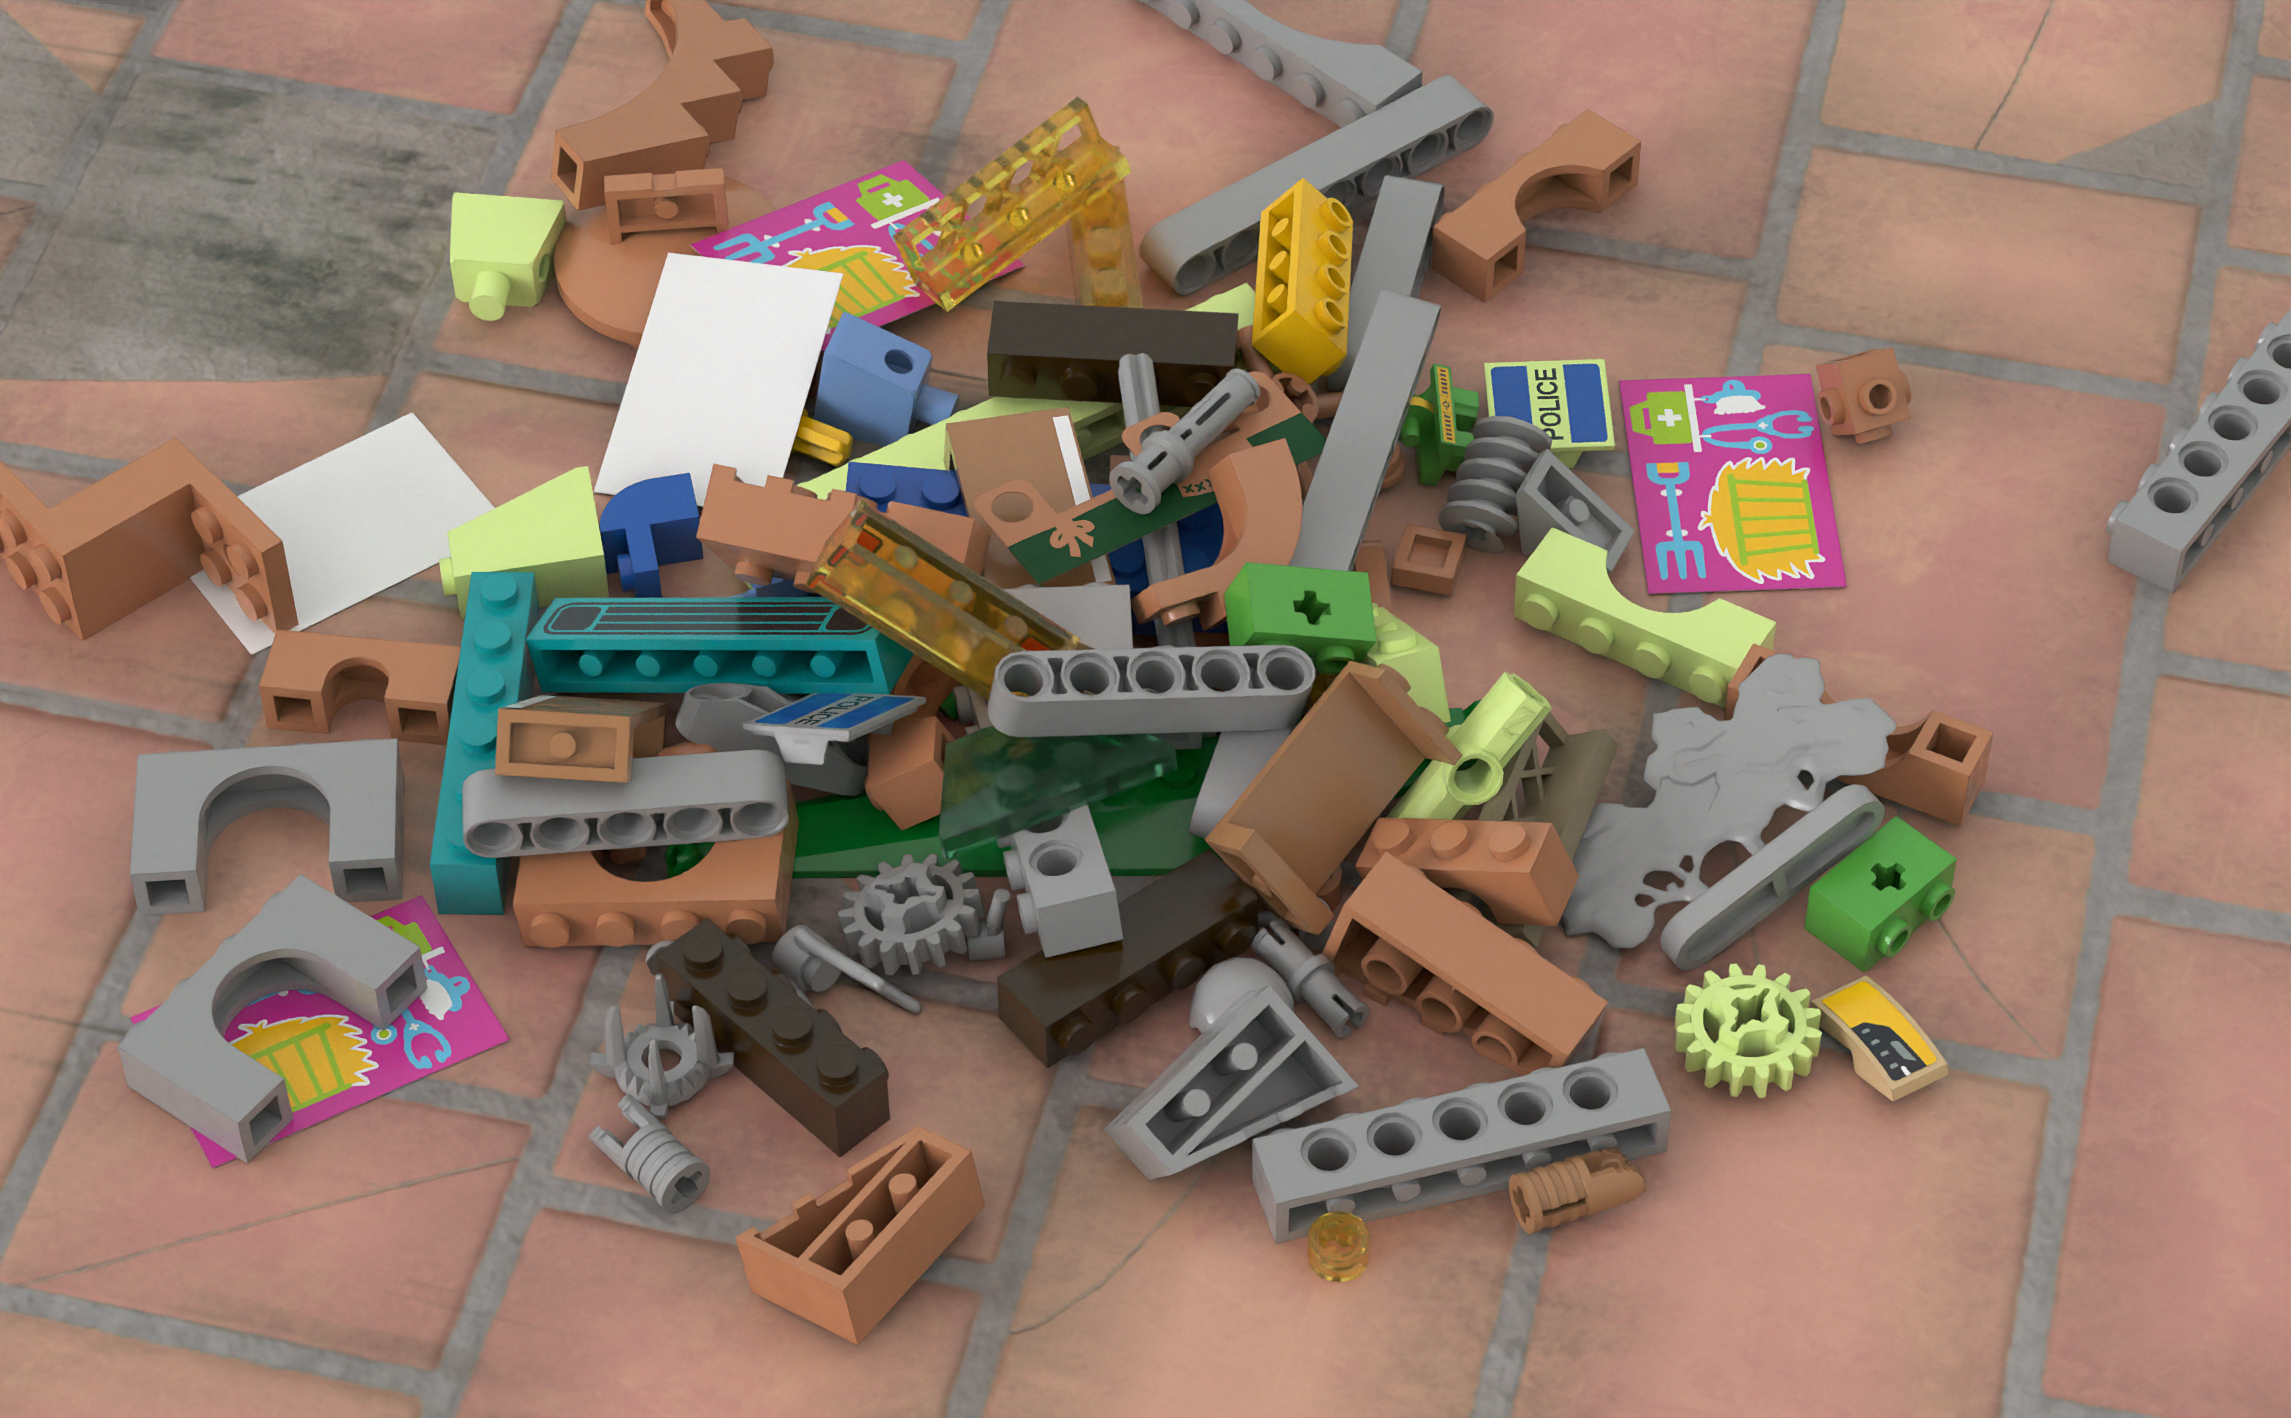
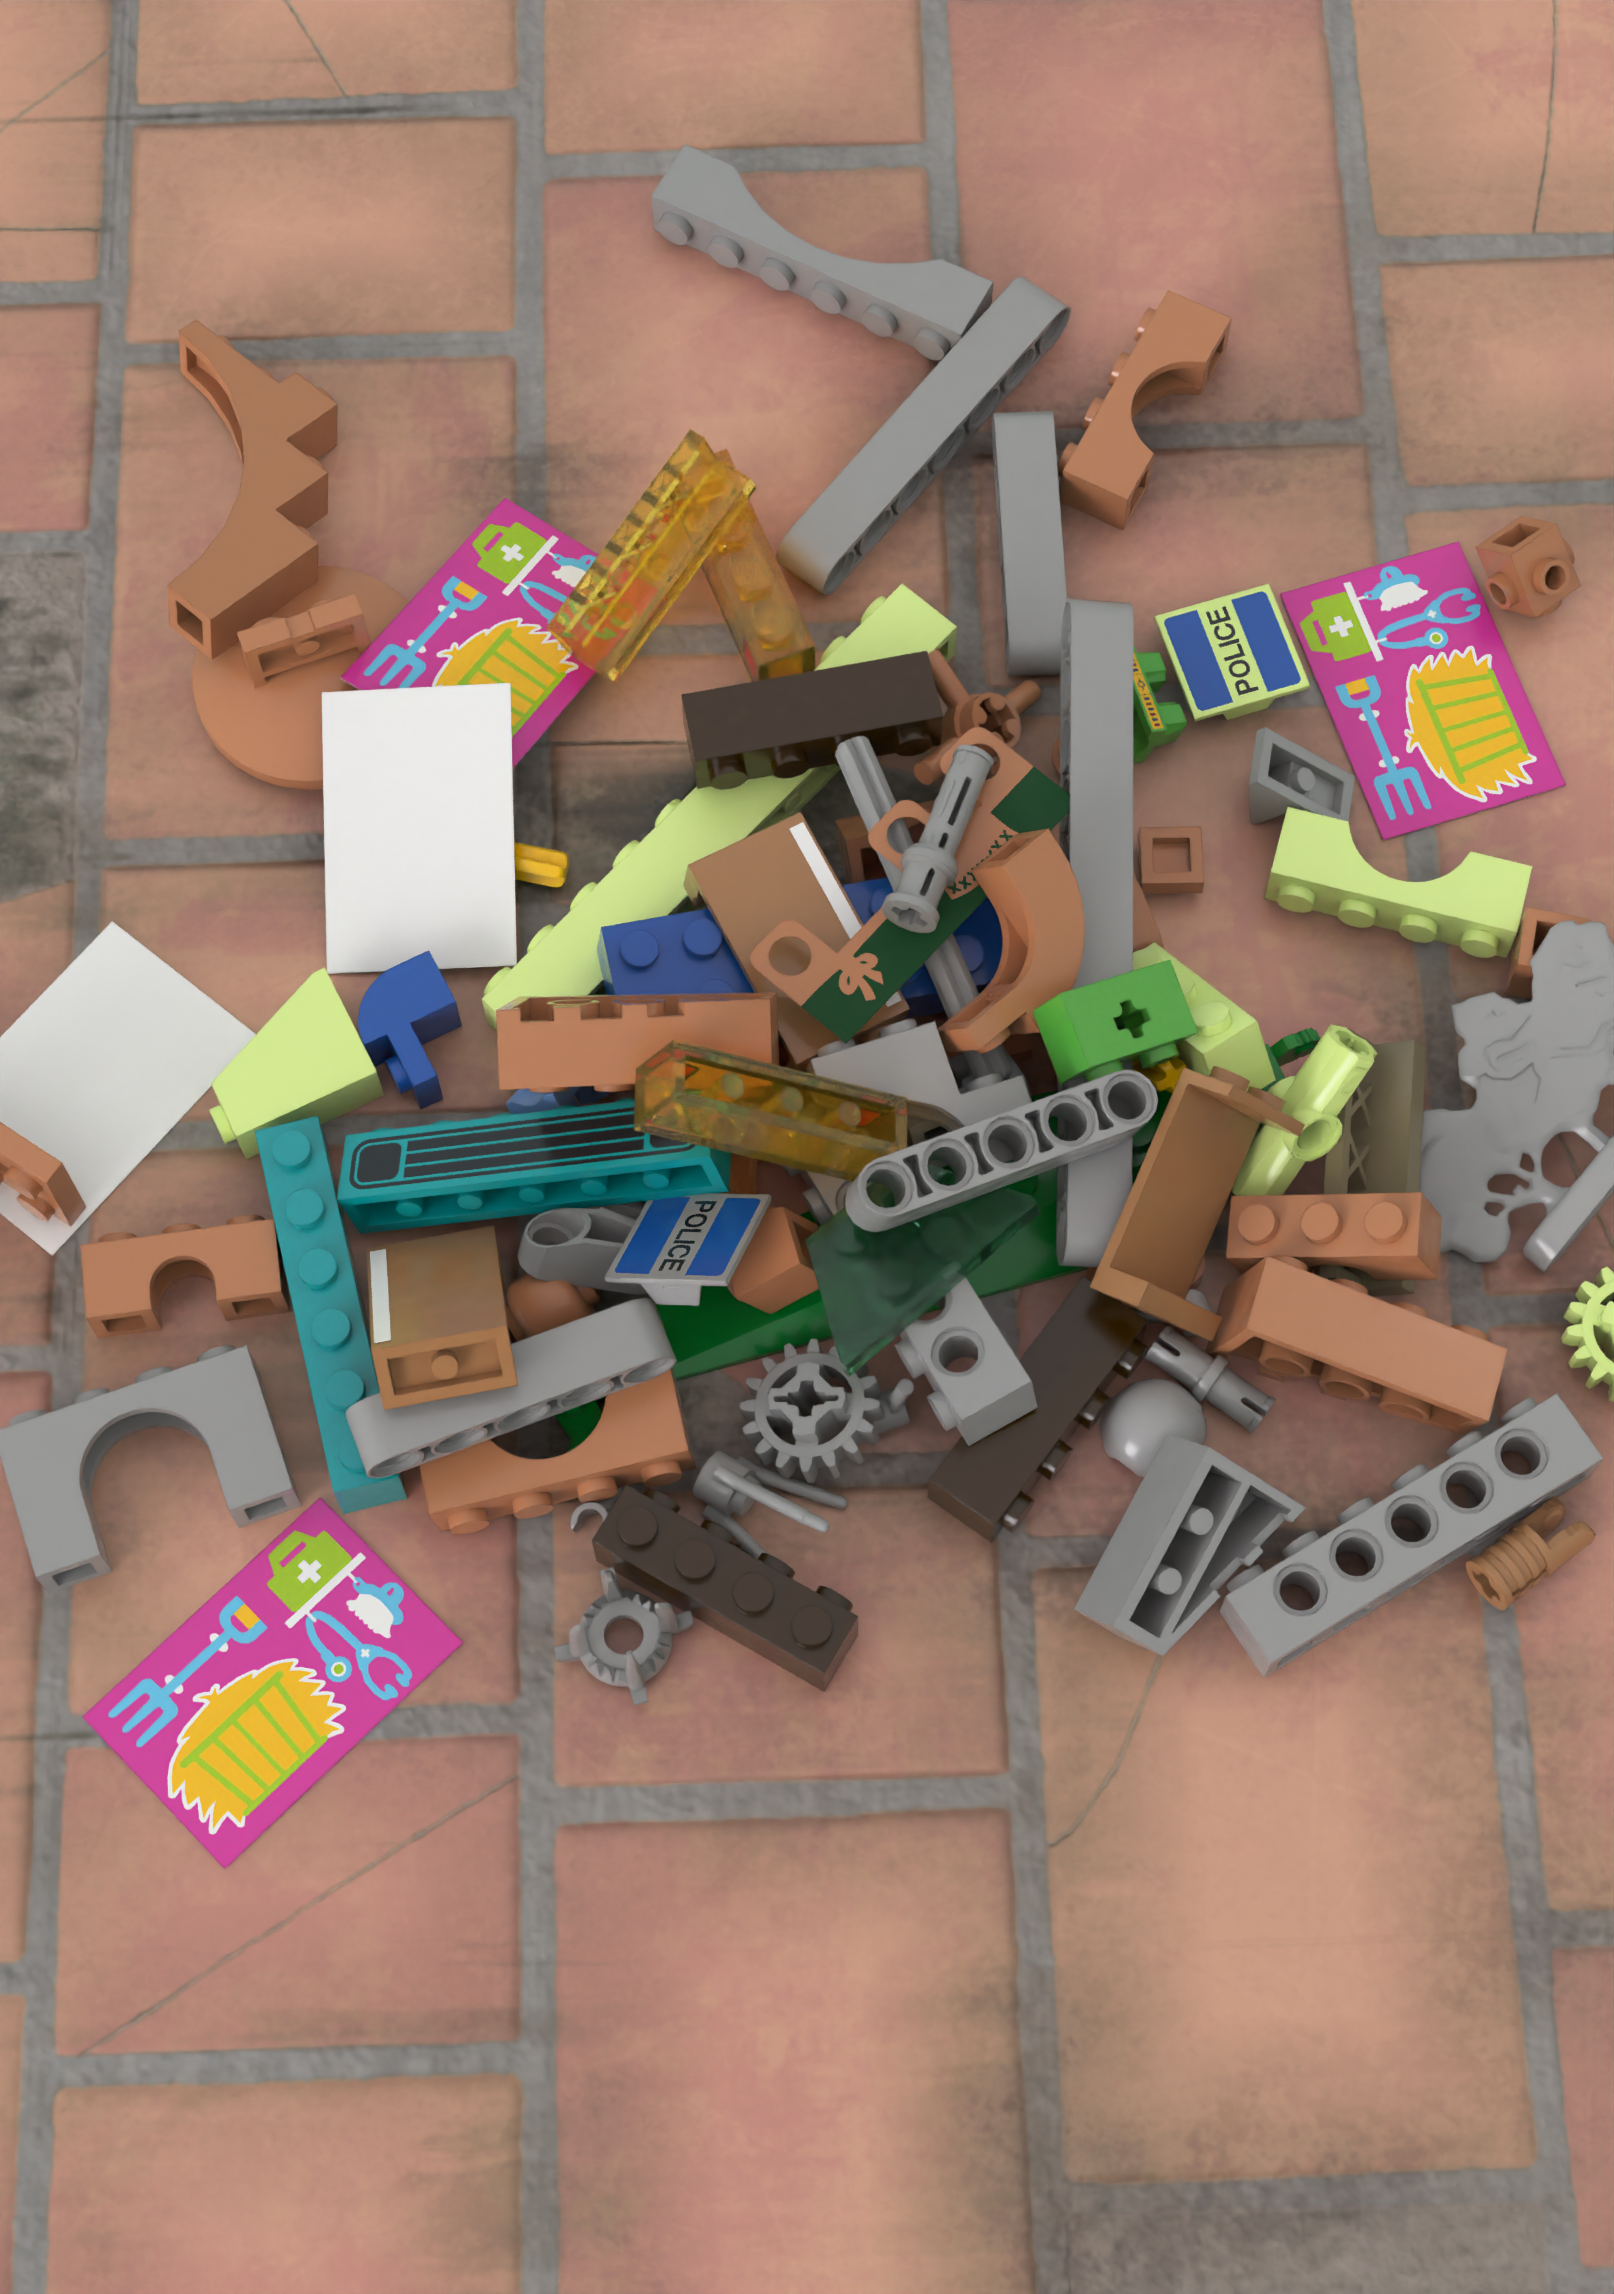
camera: 15 degrees left, 20 degrees up
(295, 943) = (224, 1600): light grey arch -> none
(503, 250) = (142, 712): yellowish green torso -> none
(655, 1158) = (659, 1754): light grey hinge -> none
(869, 1237) = (894, 1798): nougat wedge -> none
(877, 384) = (579, 795): medium blue torso -> none
(1303, 283) = (963, 577): yellow brick -> none
(1328, 1261) = (1327, 1653): clear yellow bush -> none
(1489, 481) = (1212, 762): light grey piece -> none

